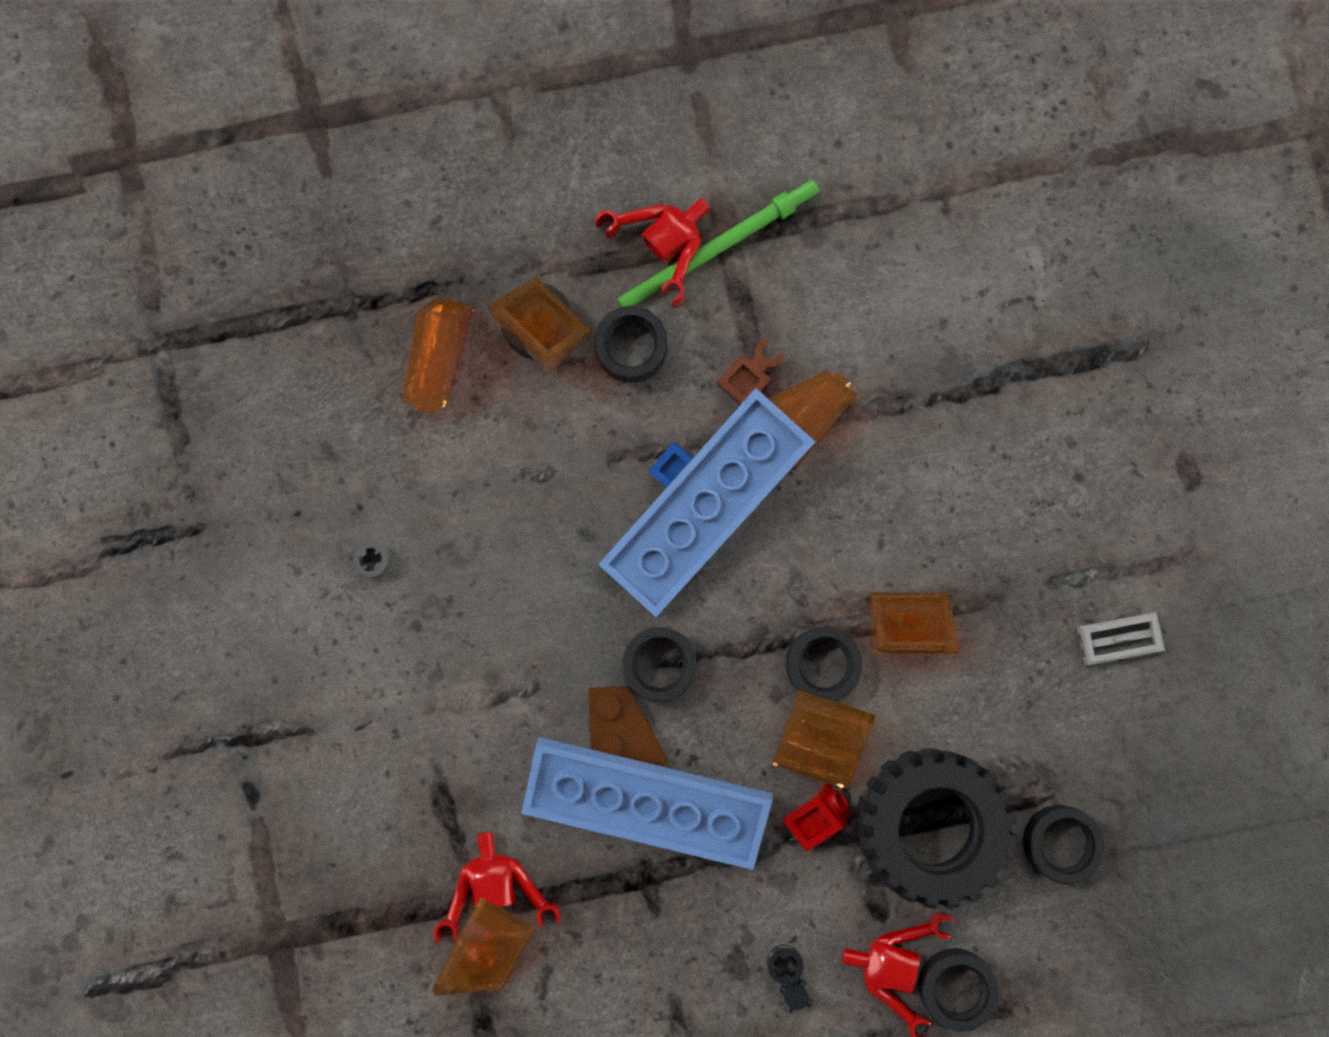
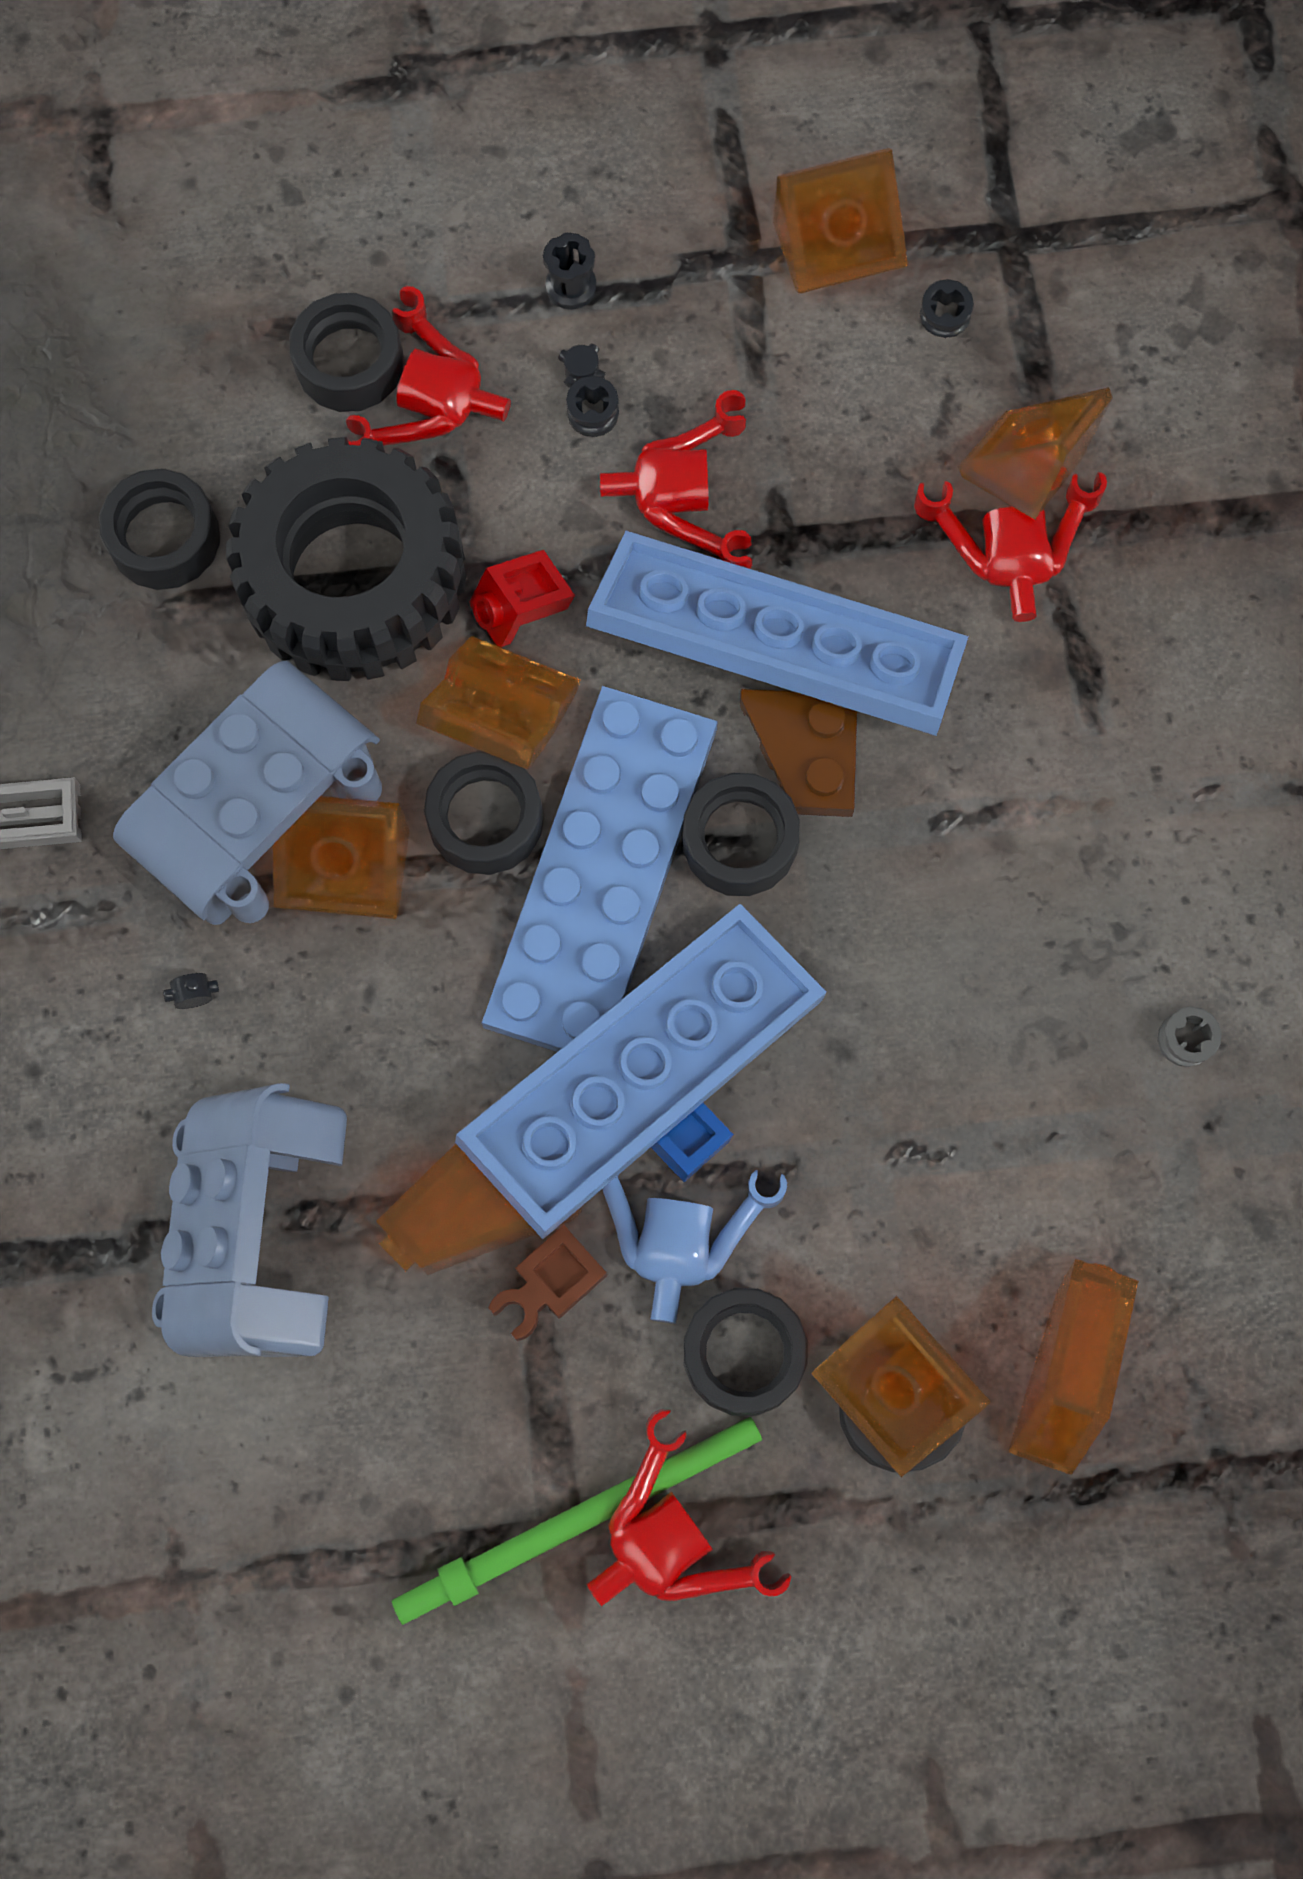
camera: 170 degrees left, 10 degrees down
(676, 405) = (676, 1241): none -> medium blue piece
(722, 911) = (675, 480): none -> red piece
(744, 636) = (600, 870): none -> medium blue plate
(950, 384) = (218, 1222): none -> sand blue container
(975, 653) = (244, 790): none -> sand blue container
(990, 532) = (190, 990): none -> black piece

